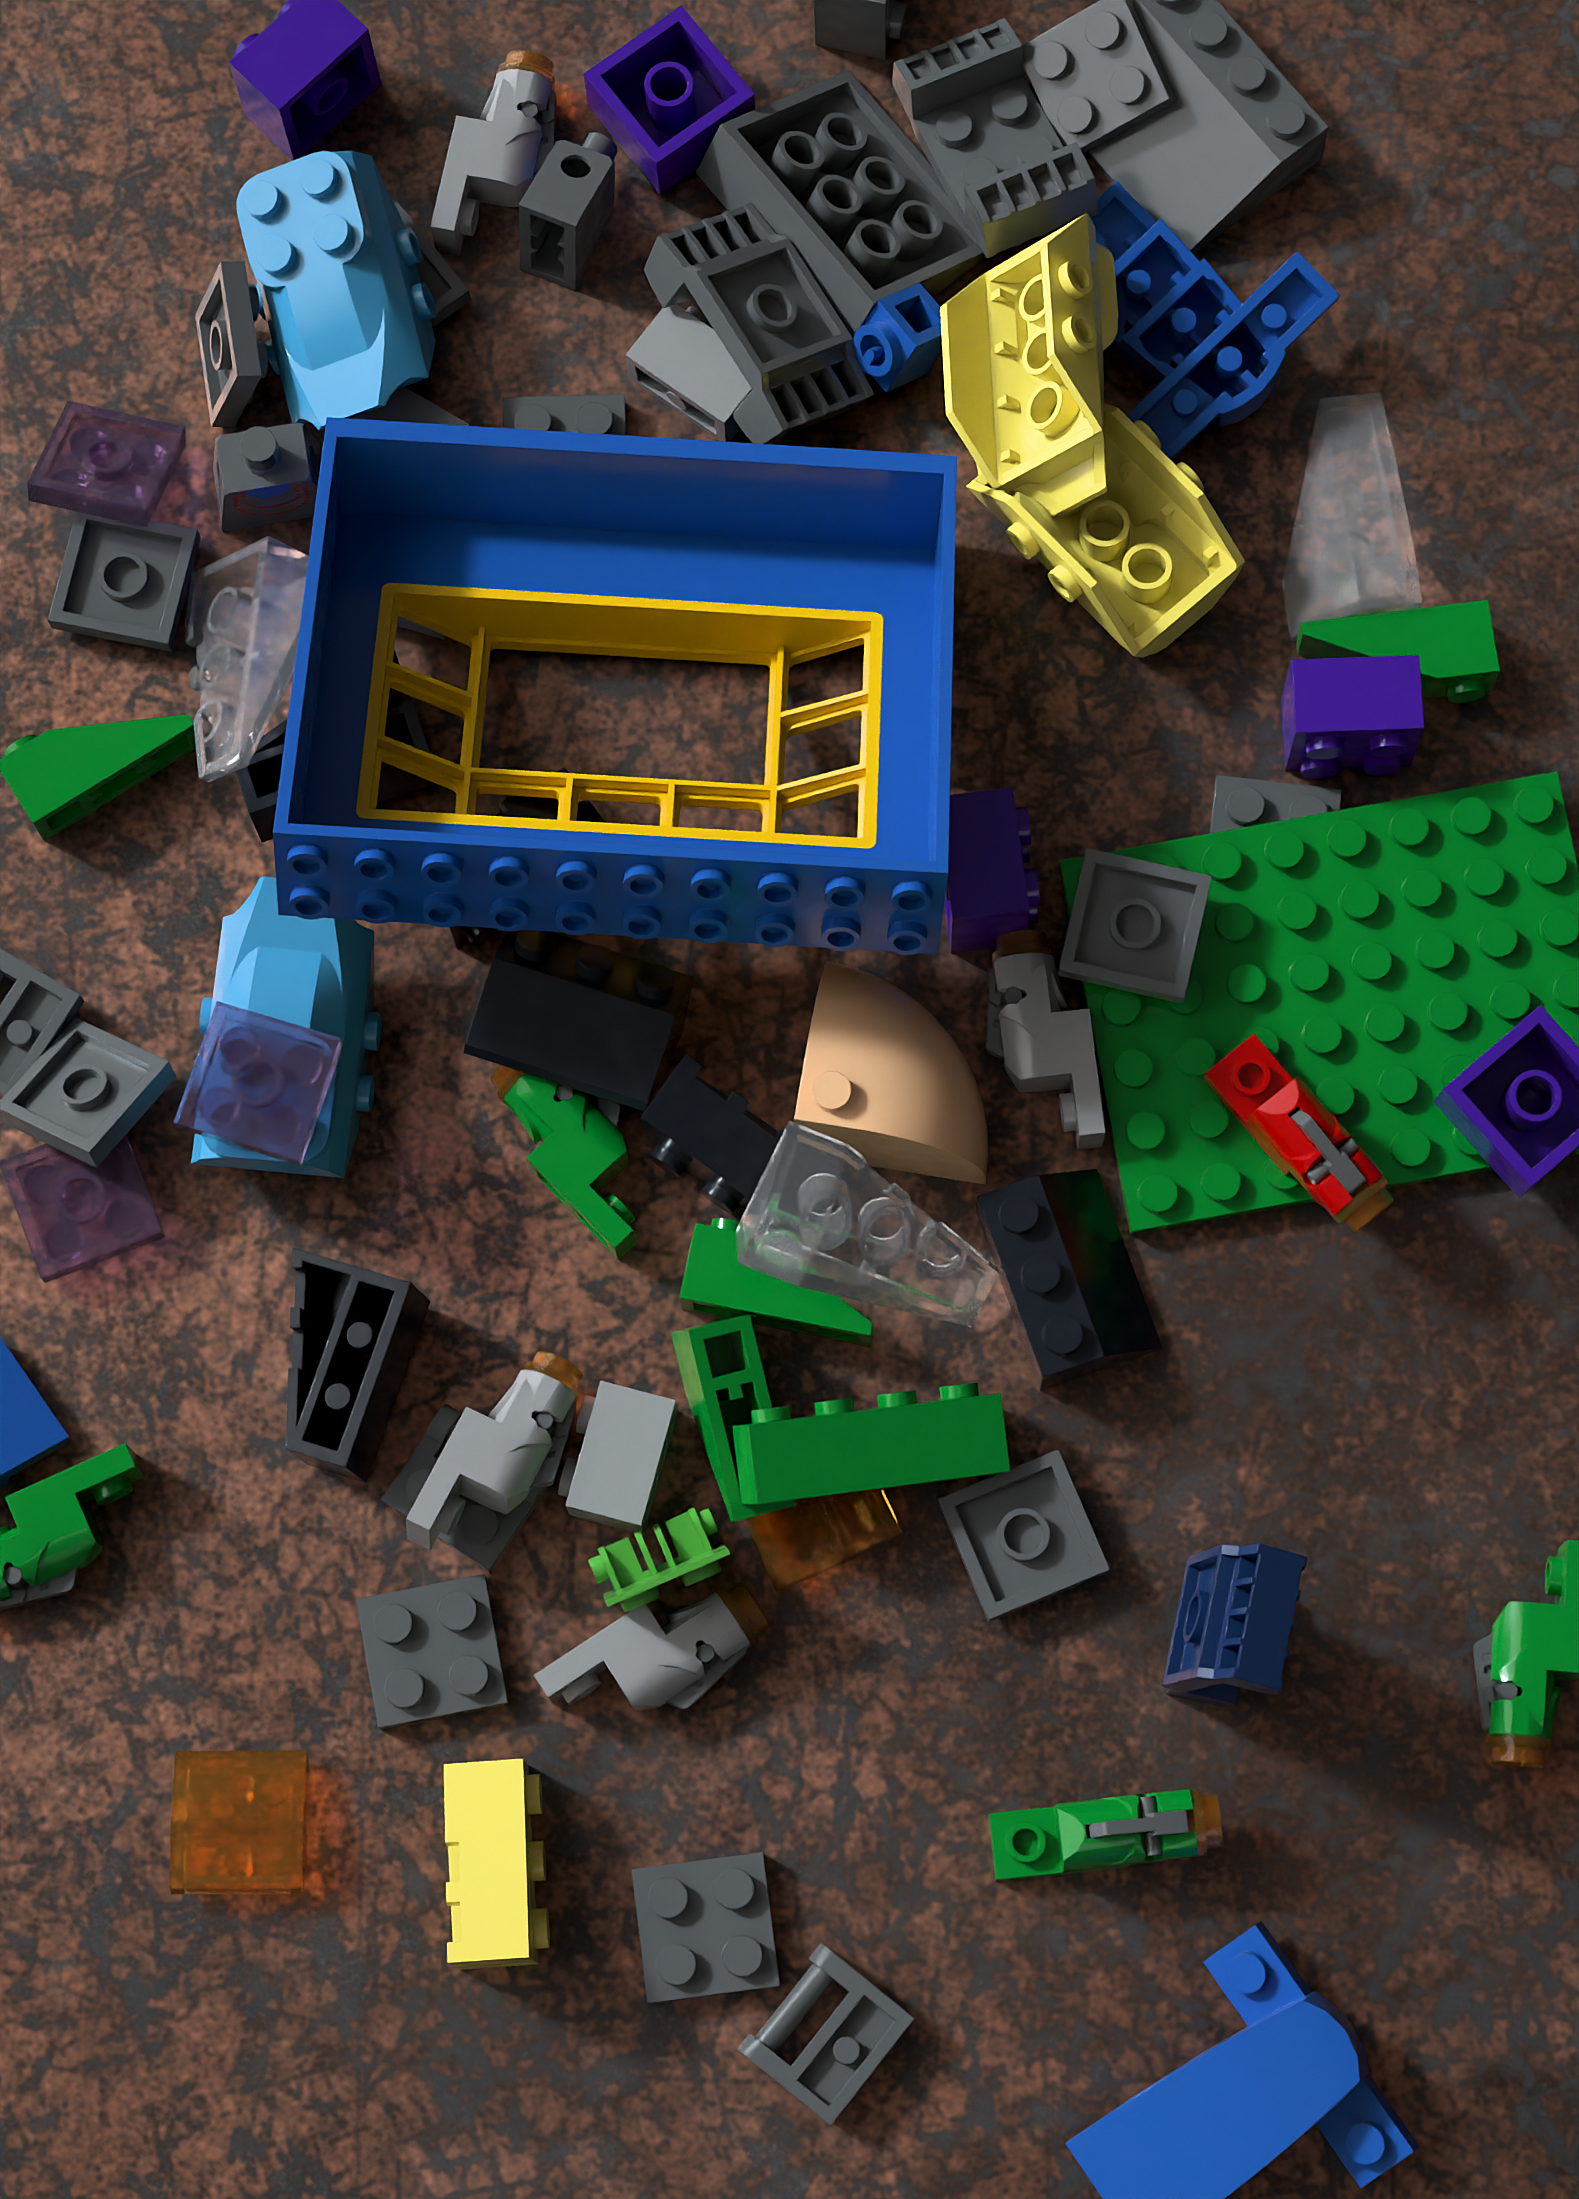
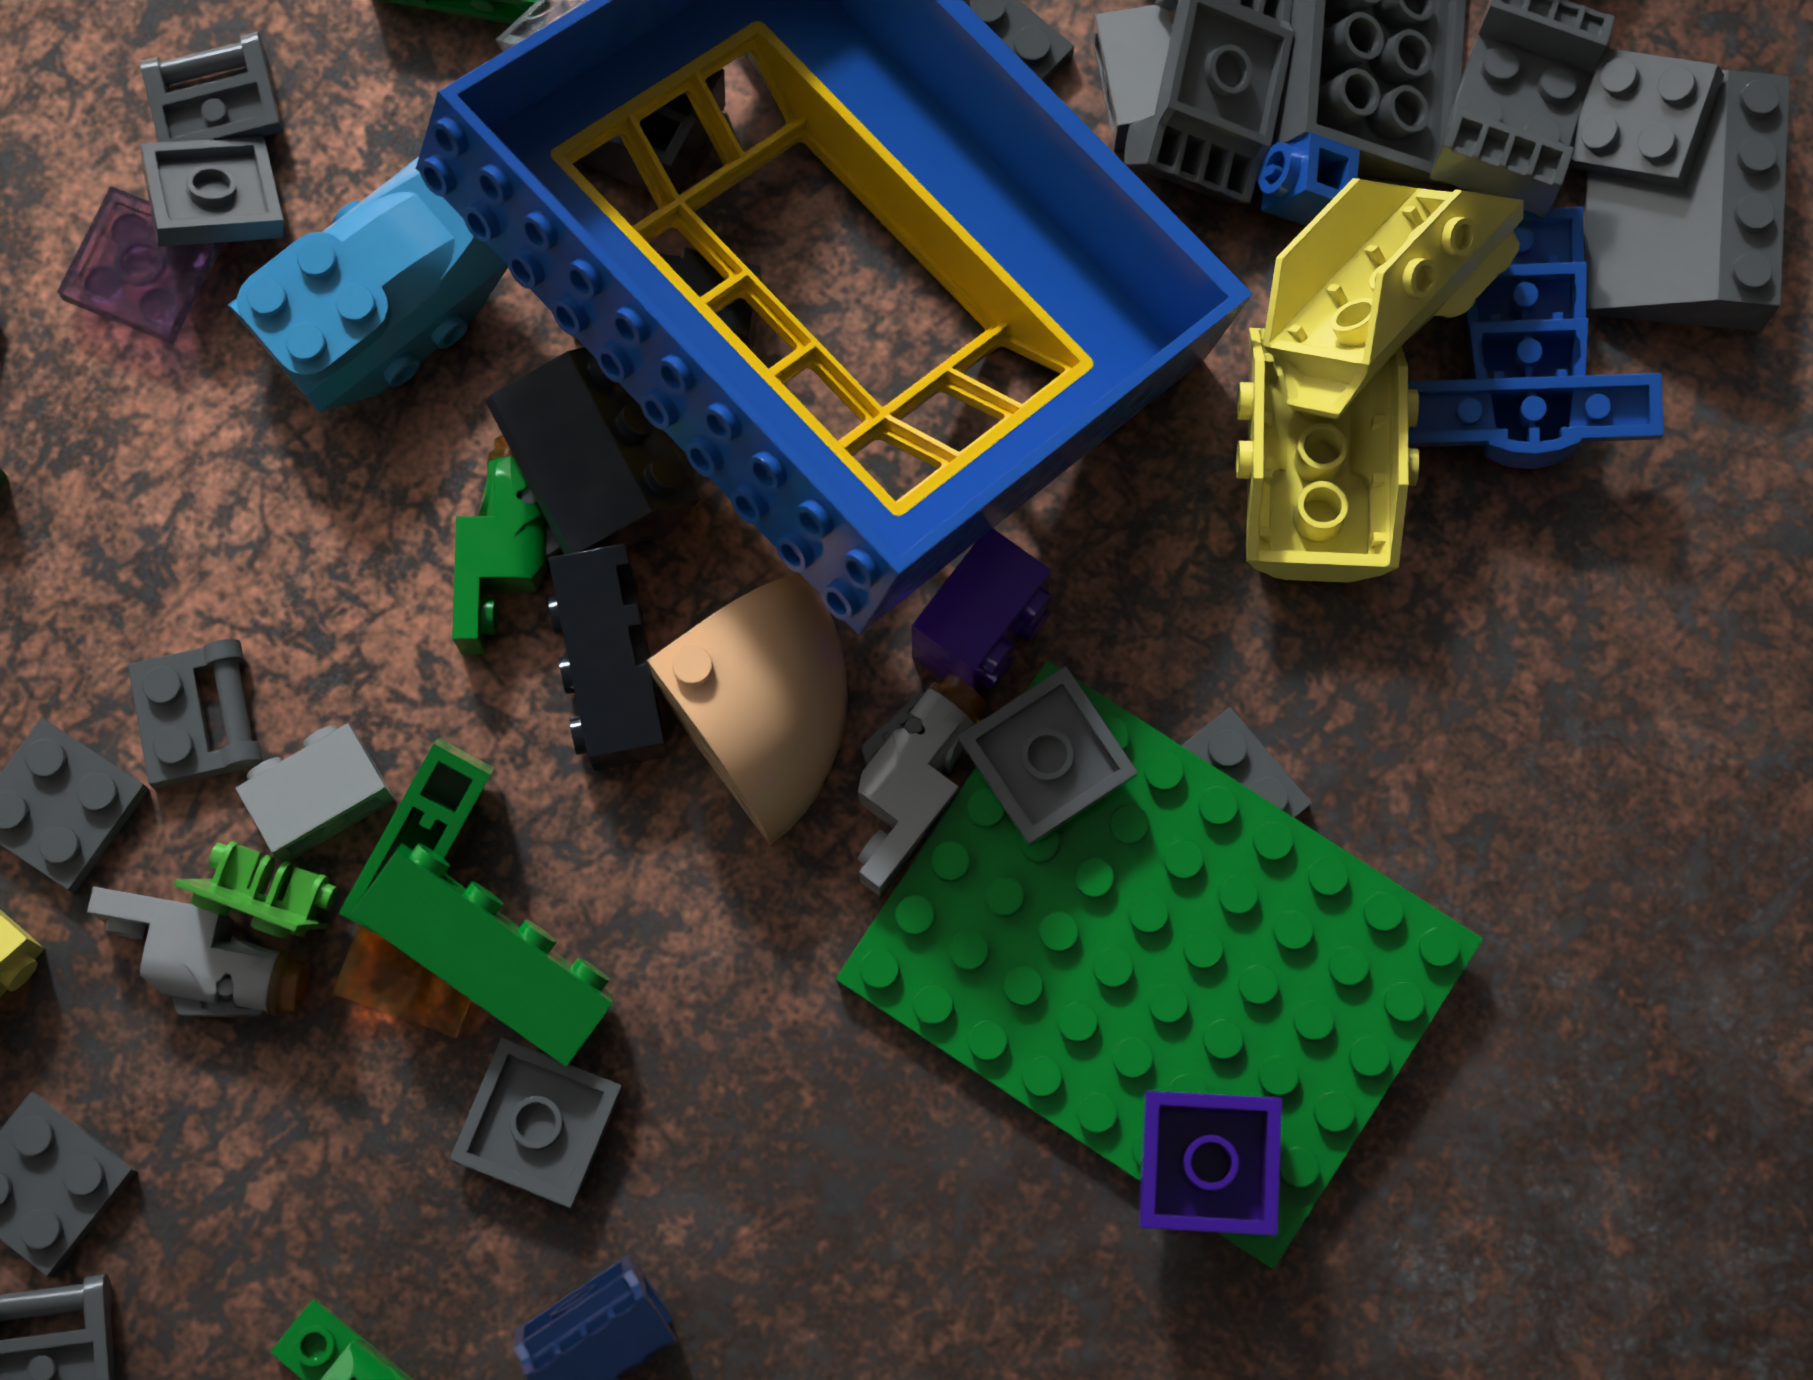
camera: 40 degrees right, 0 degrees up
(258, 1083) = (304, 283): clear purple plate -> none
(347, 1360) = (193, 545): black wedge -> none
(502, 1454) = (226, 713): light grey plate -> none
(725, 1289) = (531, 755): green slope -> none
(850, 1233) = (617, 785): clear wedge -> none
(1066, 1275) = (756, 965): black slope -> none
(1300, 1134) = (1016, 1025): red plate -> none
(1351, 522) = (1502, 624): clear wedge -> none
(1352, 715) = (1366, 752): dark purple brick -> none
(1451, 640) = (1472, 754): green slope -> none

